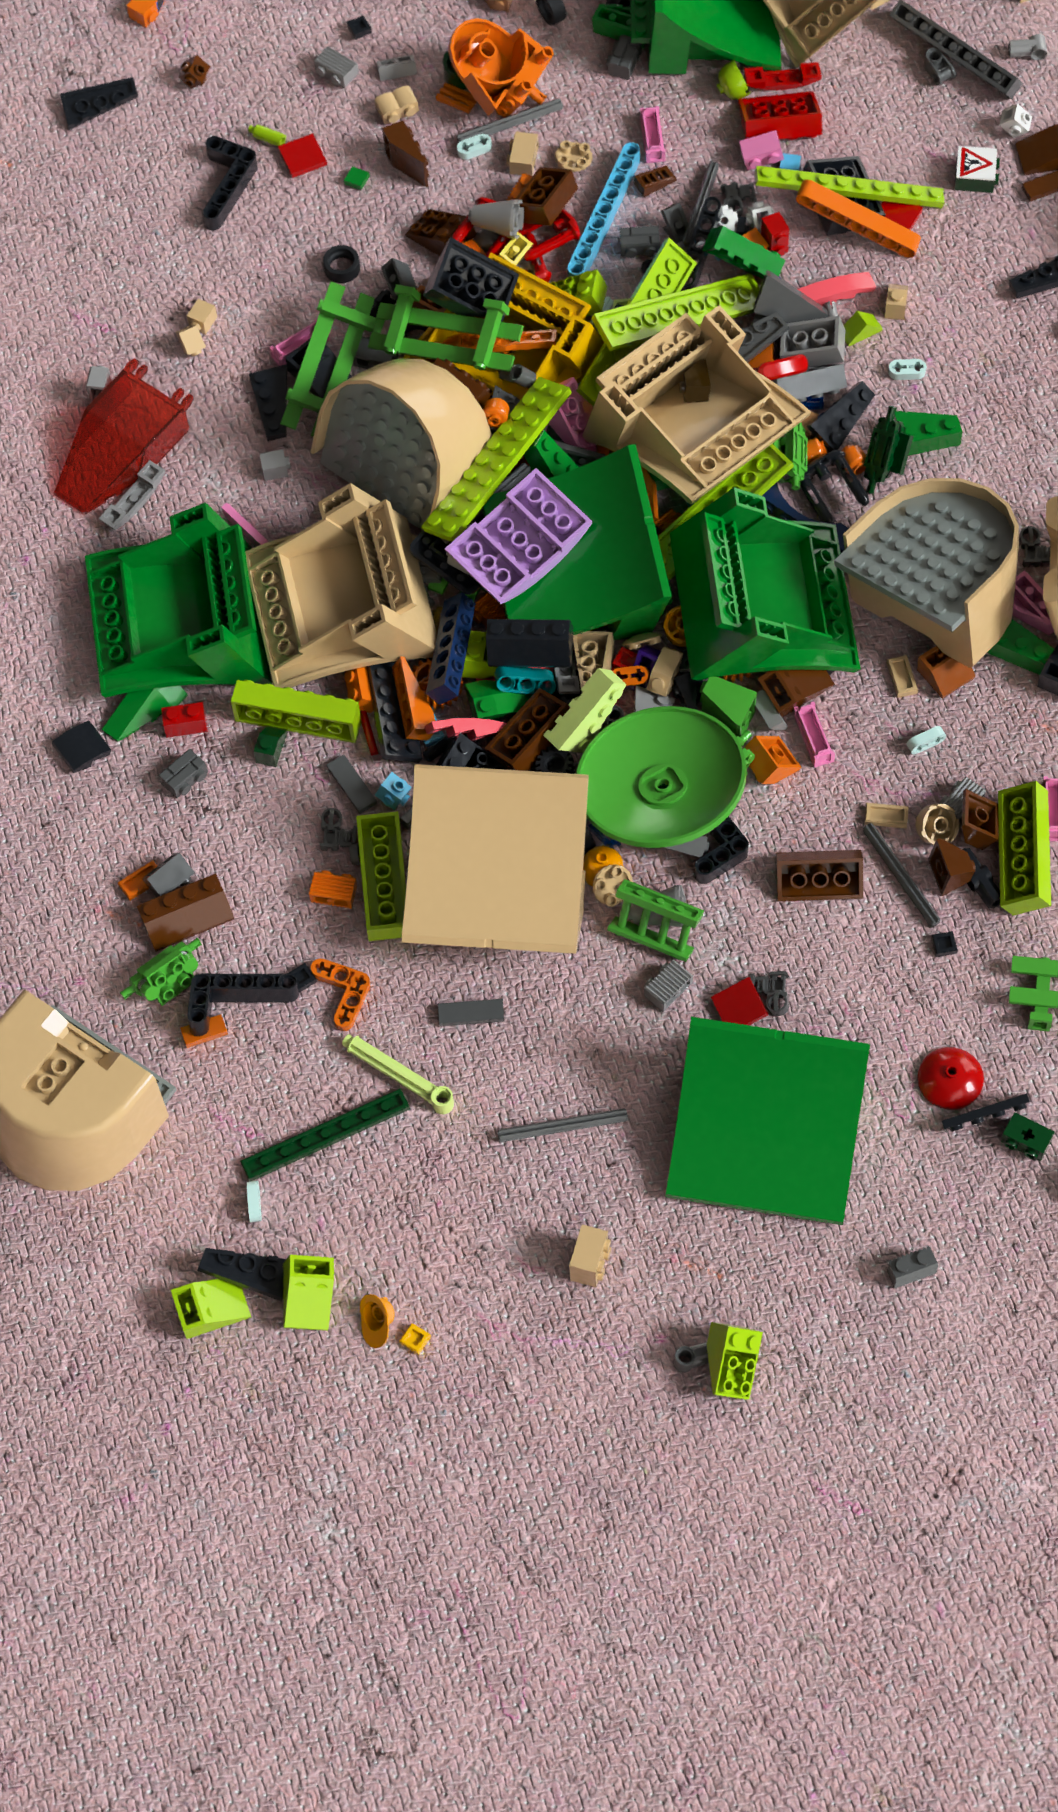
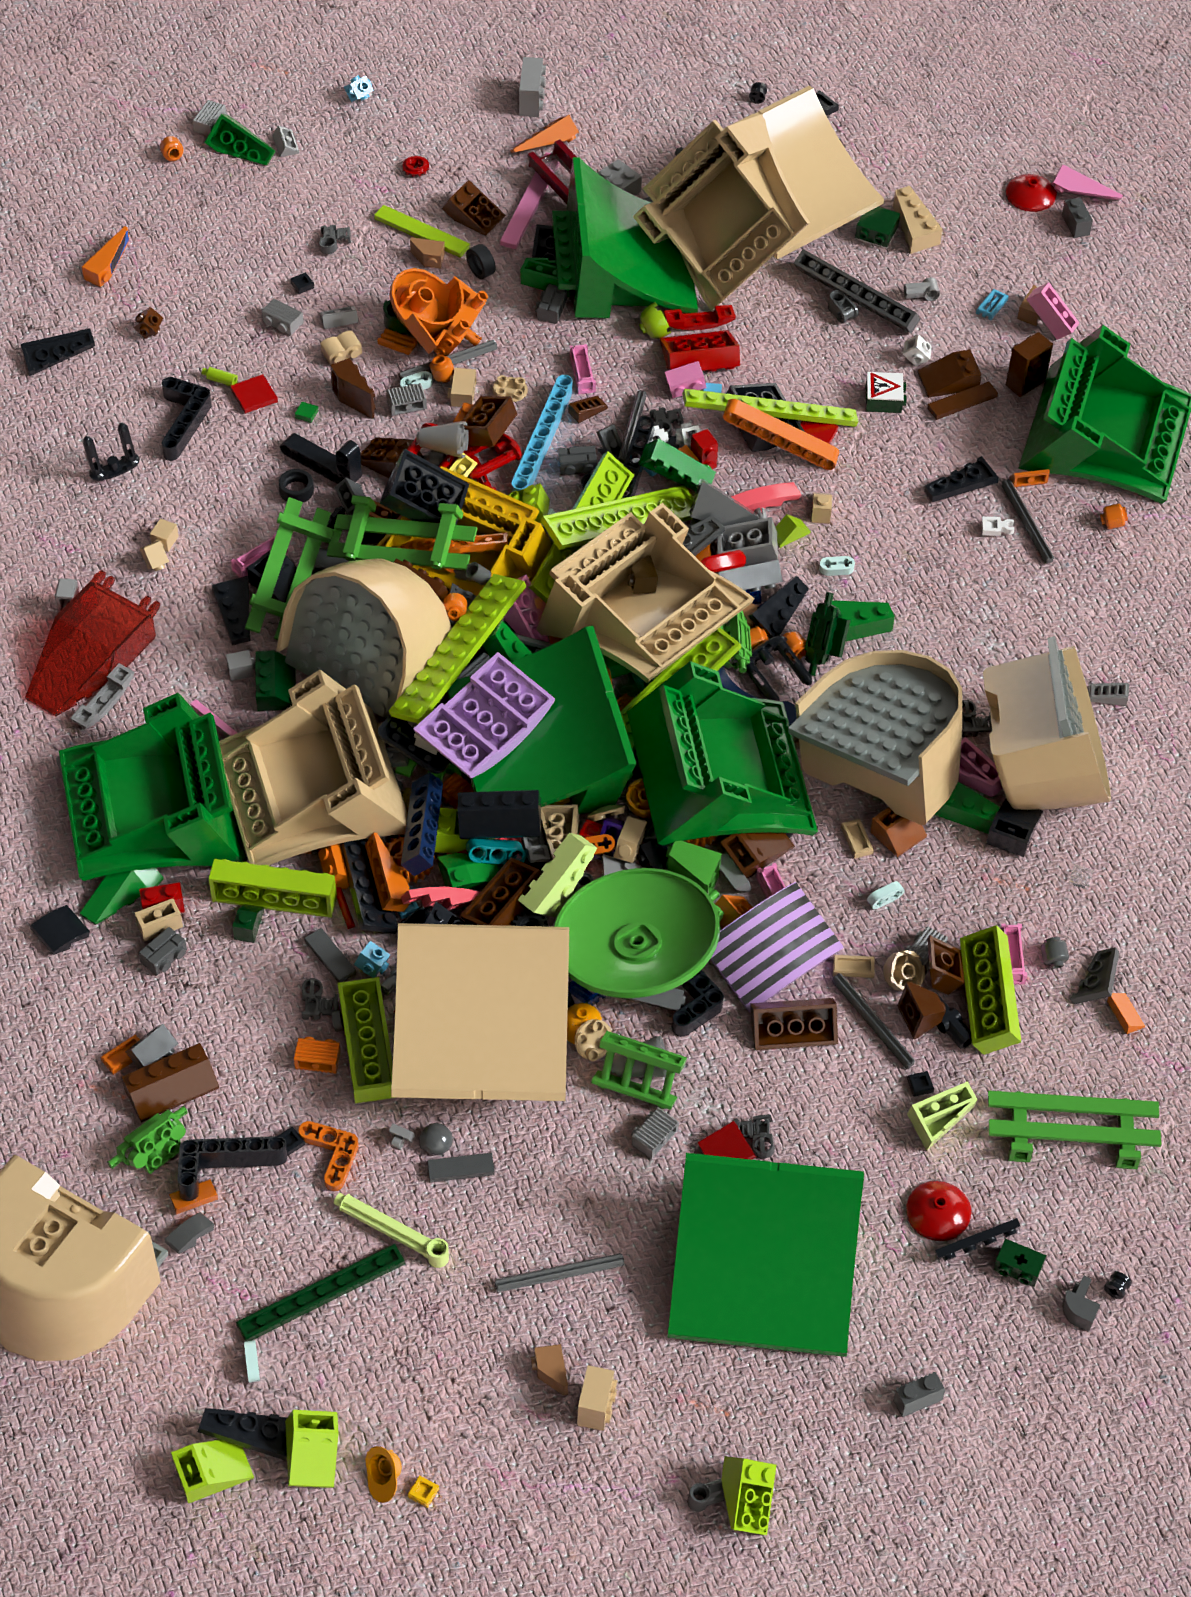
camera: 10 degrees left, 10 degrees down
(153, 237) = (115, 467): none -> black piece
(179, 739) = (157, 918): none -> tan brick
(195, 1069) = (188, 1232): none -> dark grey slope
(307, 483) = (273, 681): none -> dark green slope
(385, 244) = (333, 467): none -> black beam
(412, 978) = (400, 1135): none -> light grey tile
(447, 982) = (436, 1139): none -> dark grey hair
(462, 166) = (406, 399): none -> light grey brick
(501, 132) = (442, 368): none -> orange head
(547, 1221) = (550, 1367): none -> medium nougat slope
(804, 791) = (773, 946): none -> slope
(961, 977) = (939, 1113): none -> yellowish green wedge

